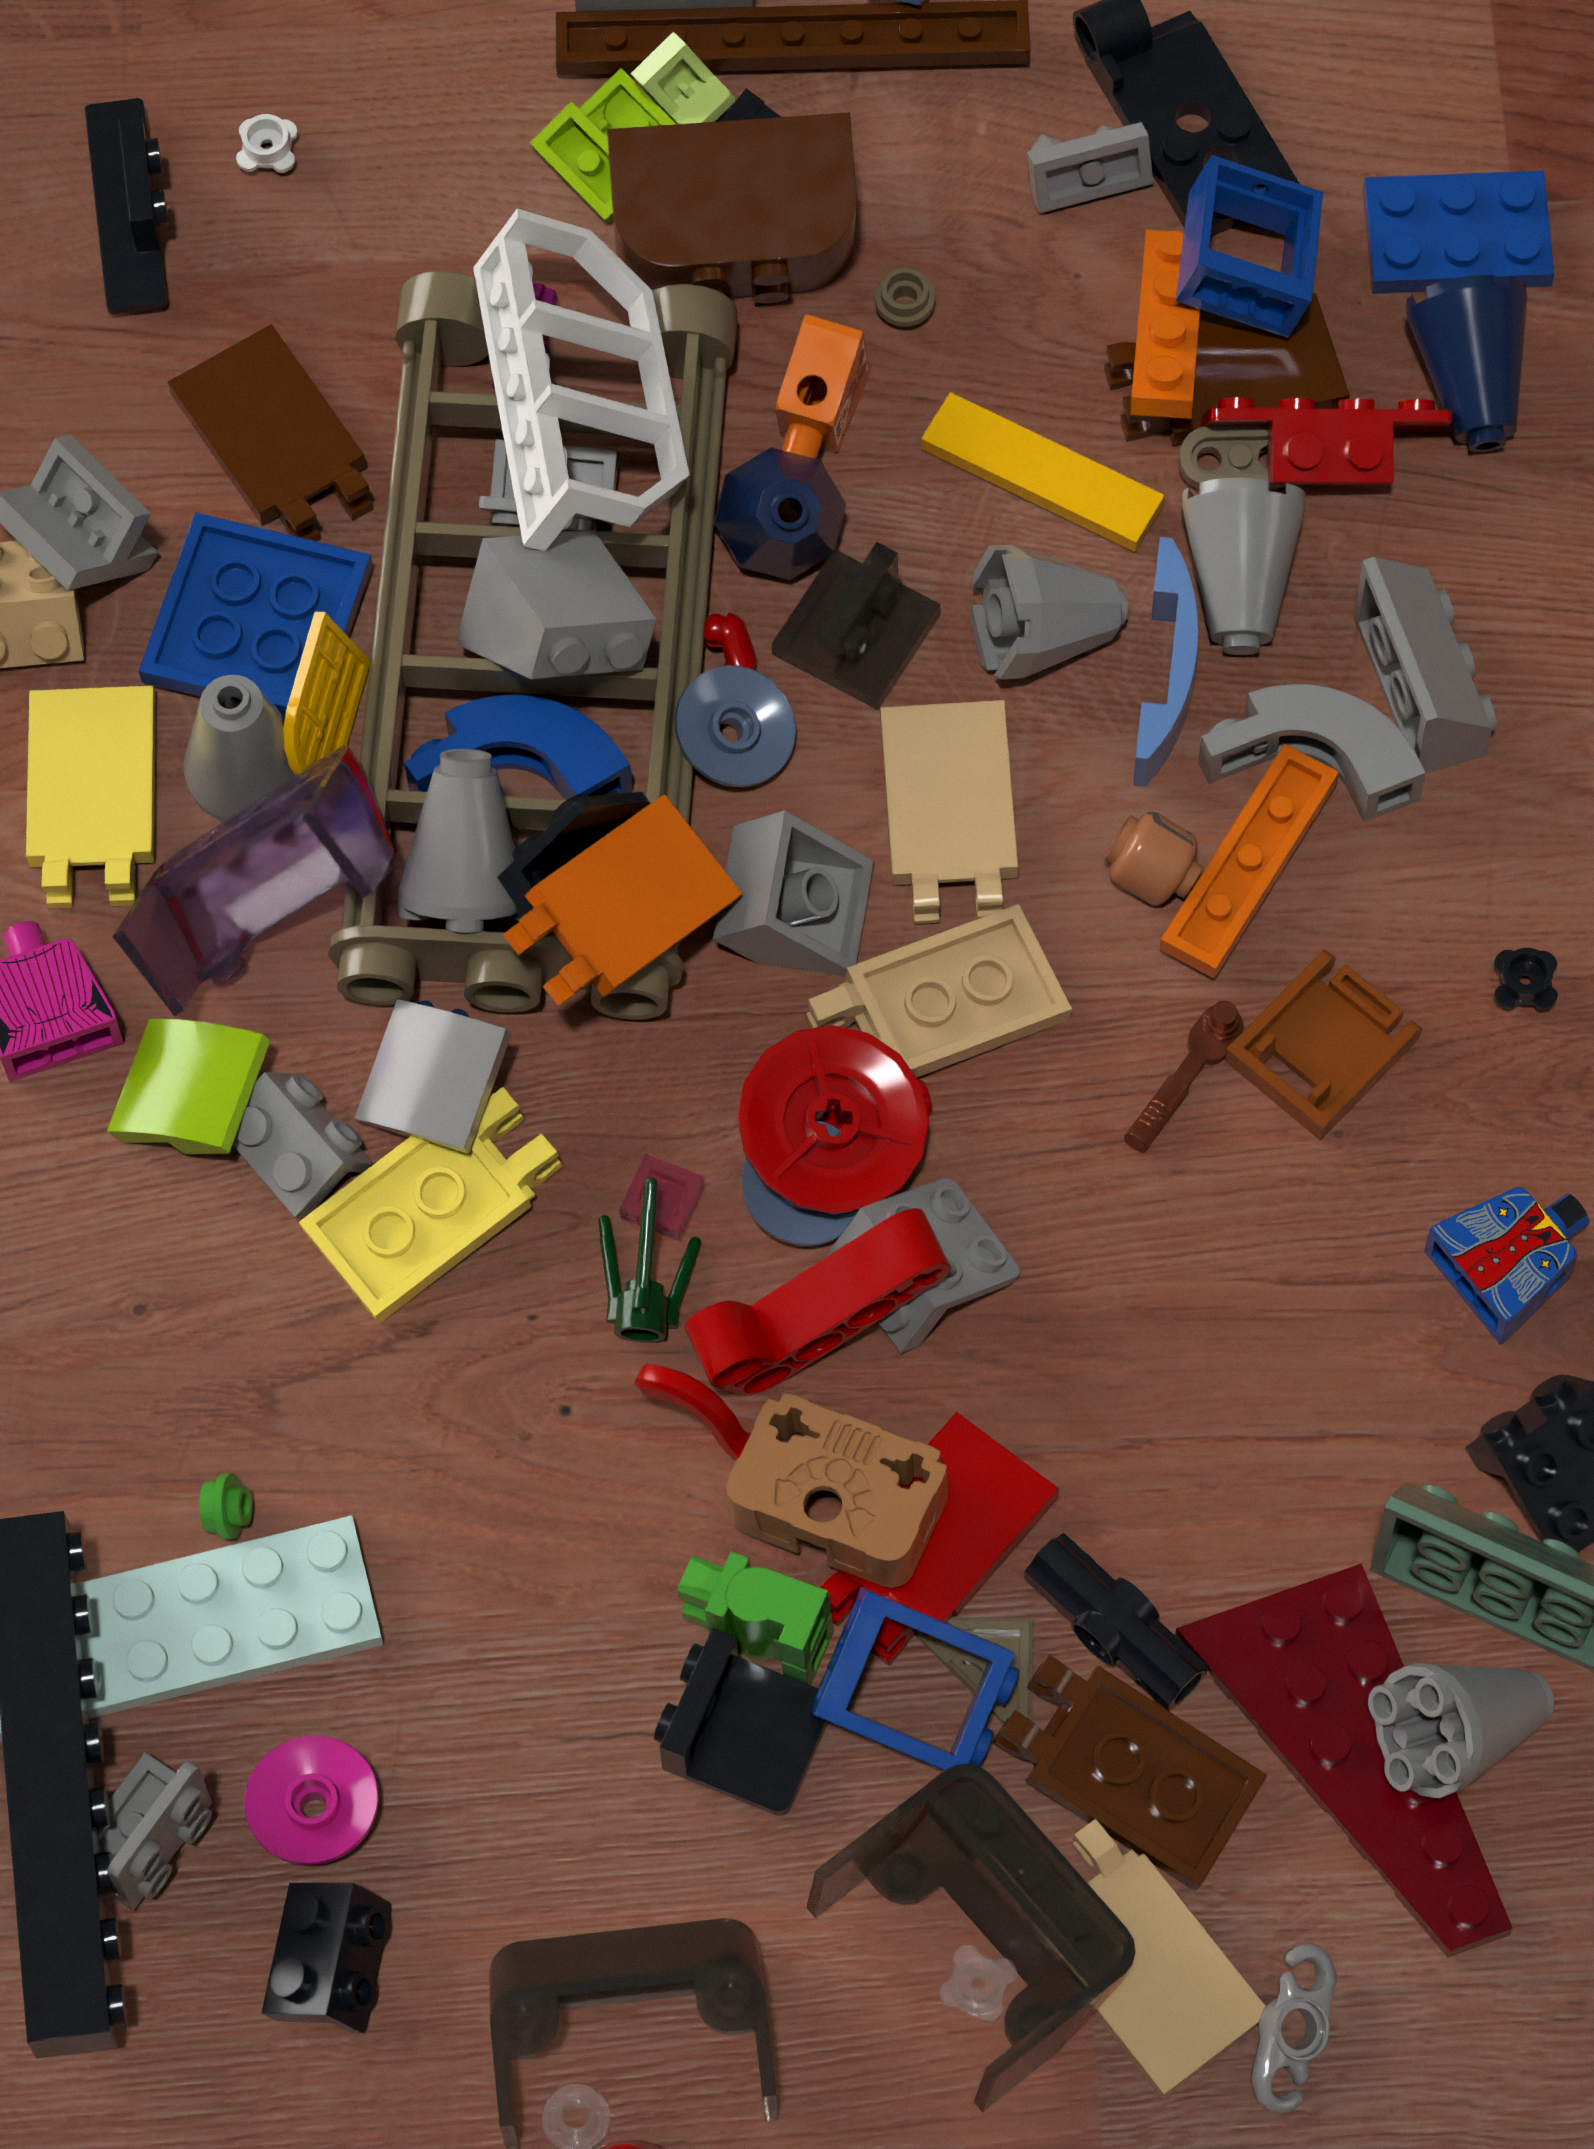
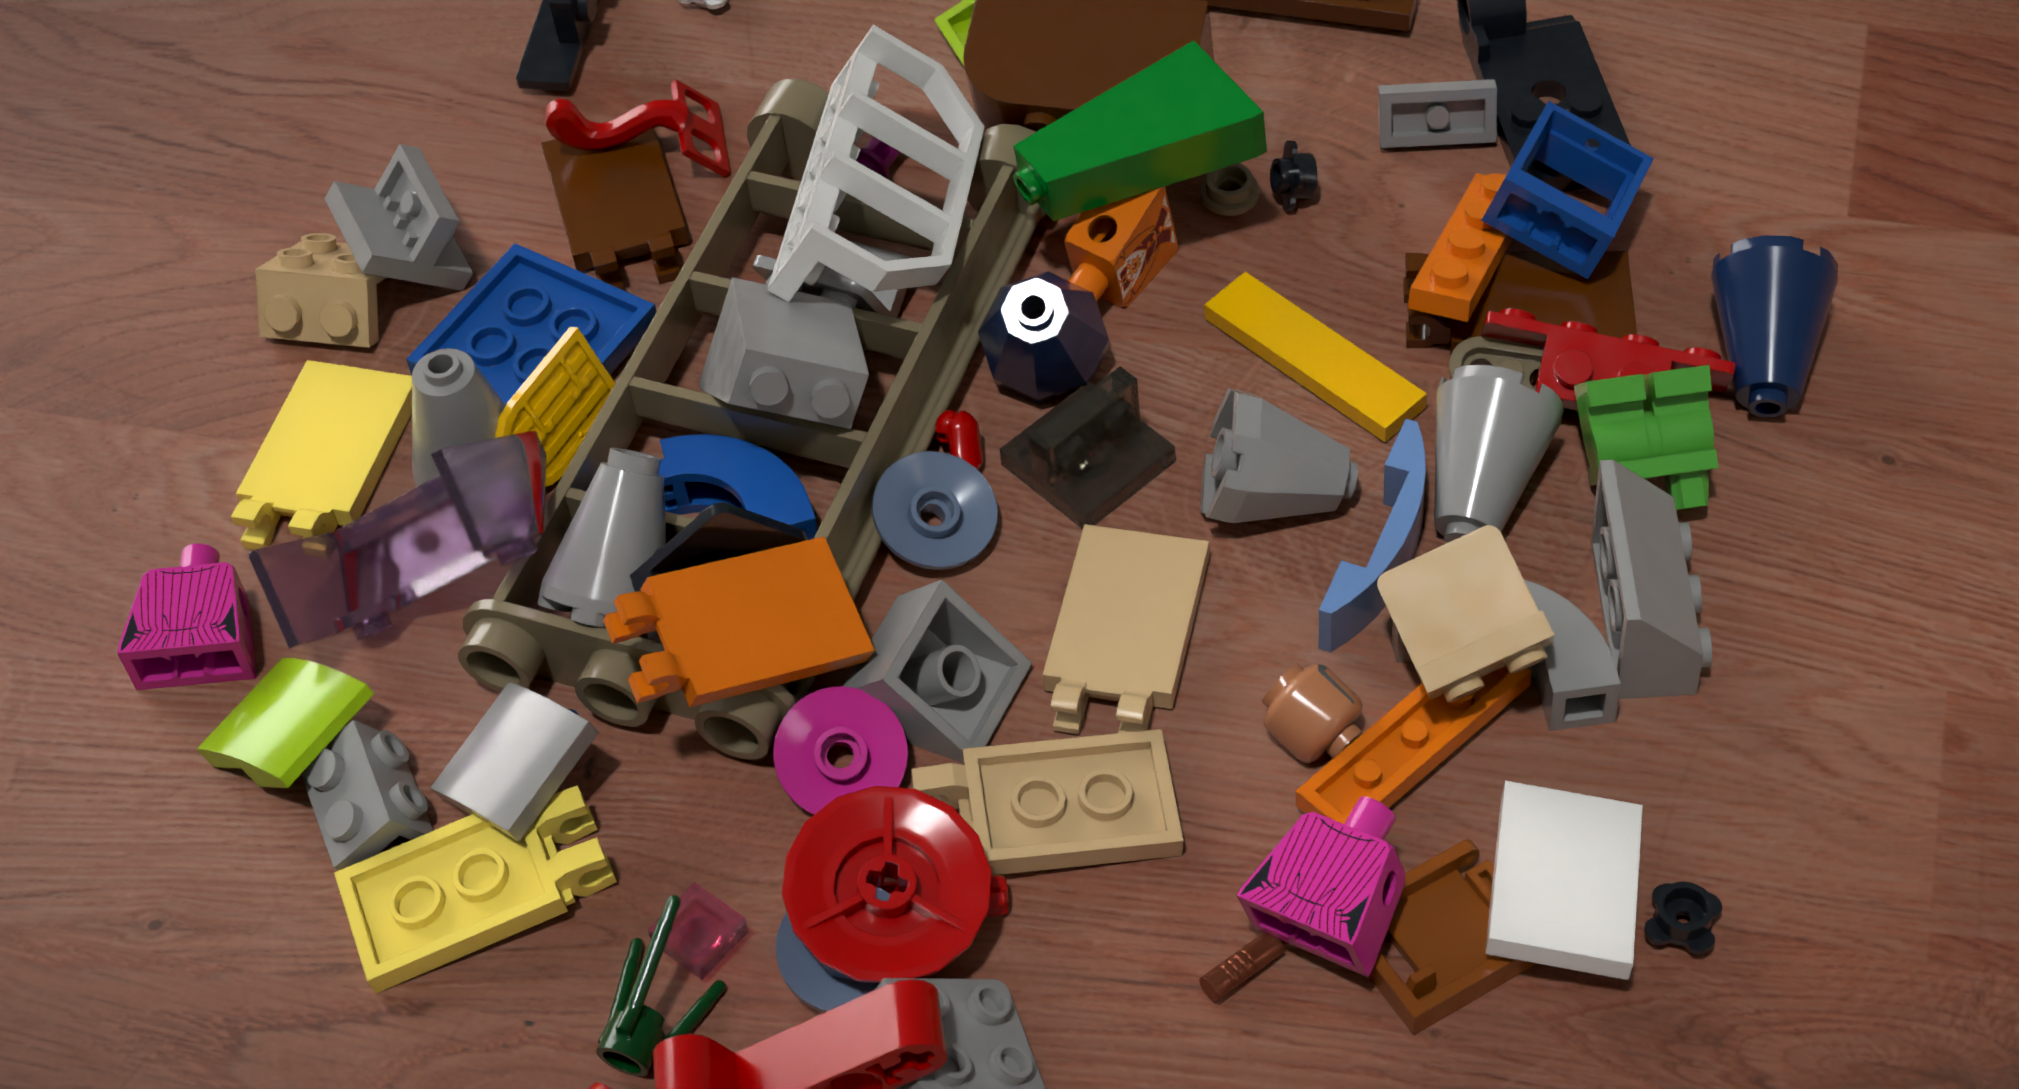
camera: 20 degrees right, 15 degrees down
(210, 367) = (574, 130): none -> red piece
(764, 997) = (831, 719): none -> dark pink dish
(832, 288) = (1141, 136): none -> green slope
(966, 269) = (1293, 175): none -> black plate
(1224, 1028) = (1330, 886): none -> dark pink torso
(1276, 740) = (1465, 613): none -> tan bracket
(1391, 502) = (1653, 428): none -> bright green hips
(1418, 969) = (1565, 880): none -> white tile
(1456, 228) = (1823, 213): blue plate -> none

